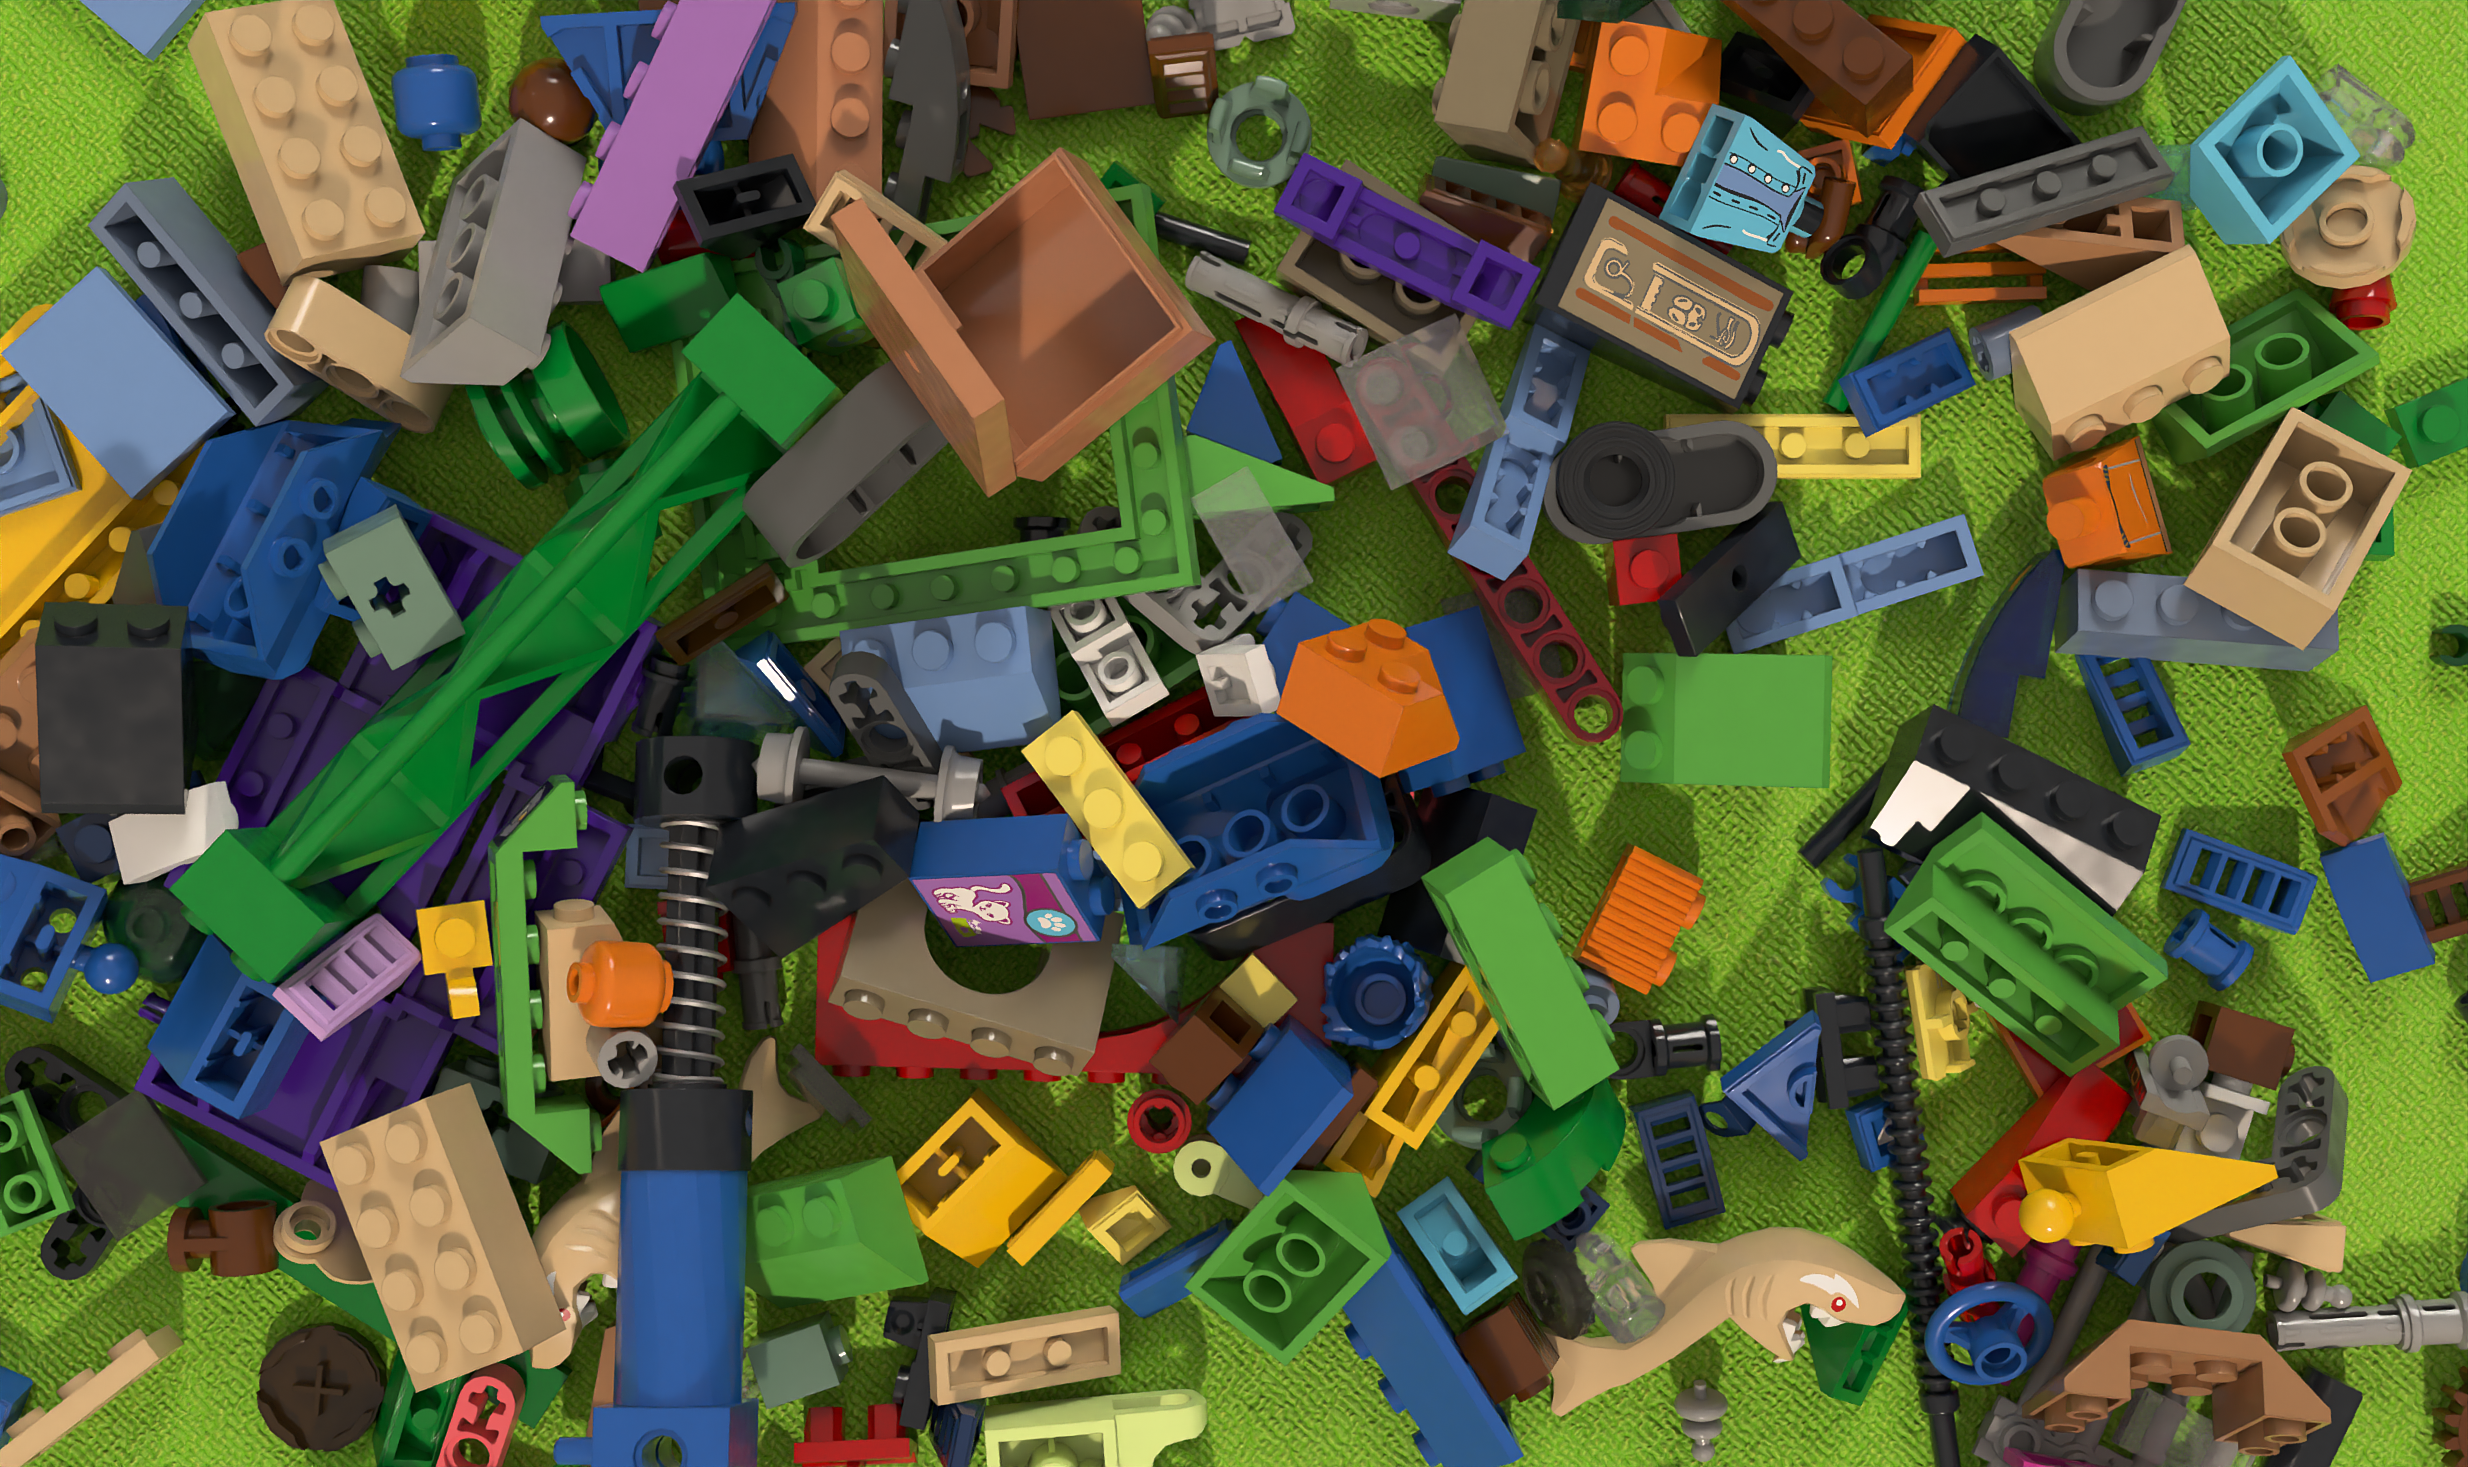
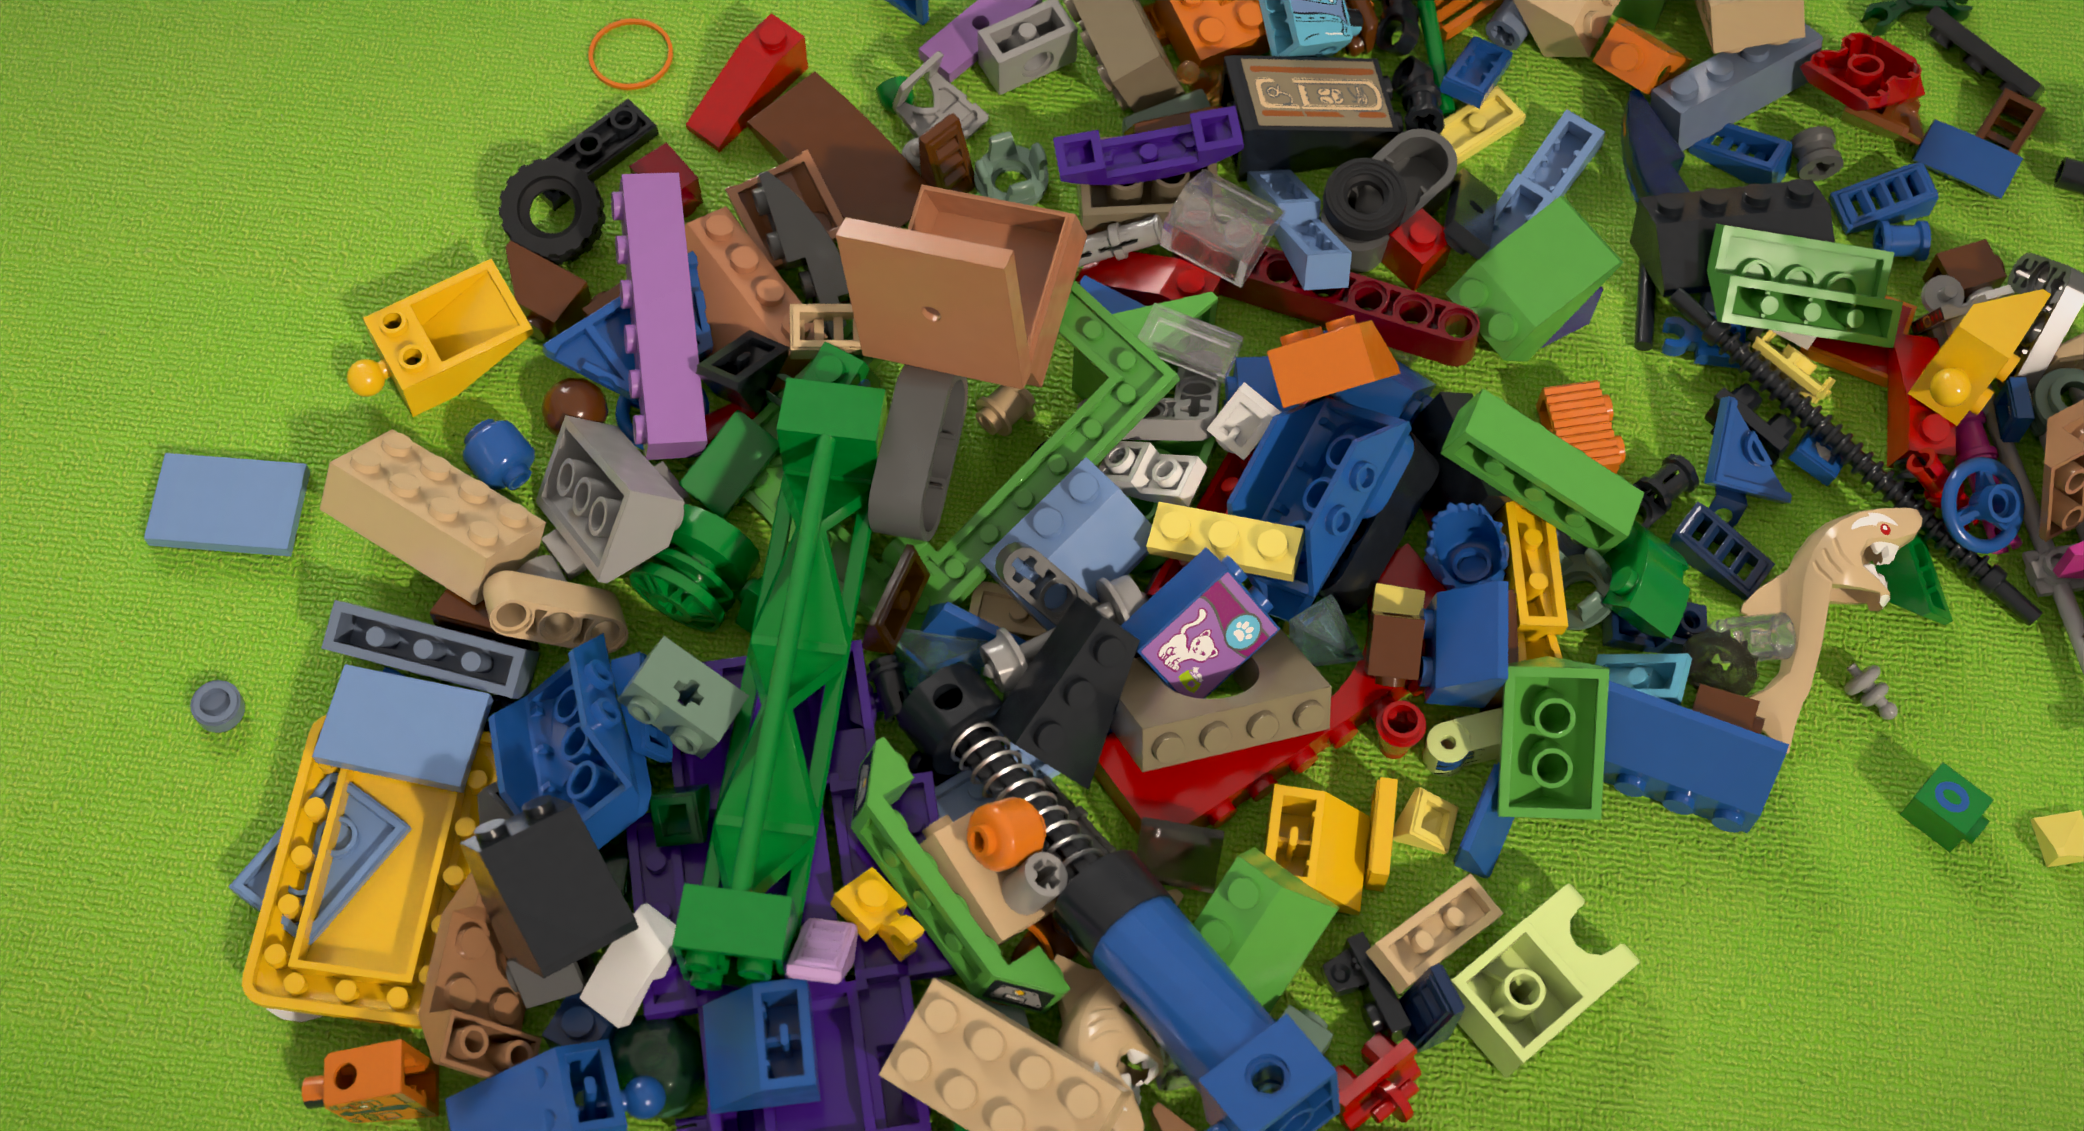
camera: 30 degrees left, 25 degrees down
(329, 699) = (680, 815): none -> dark green slope
(1821, 345) = (1419, 95): none -> black connector
(2210, 773) = (1816, 153): none -> dark grey wheel
(2348, 728) = (1866, 73): none -> red slope

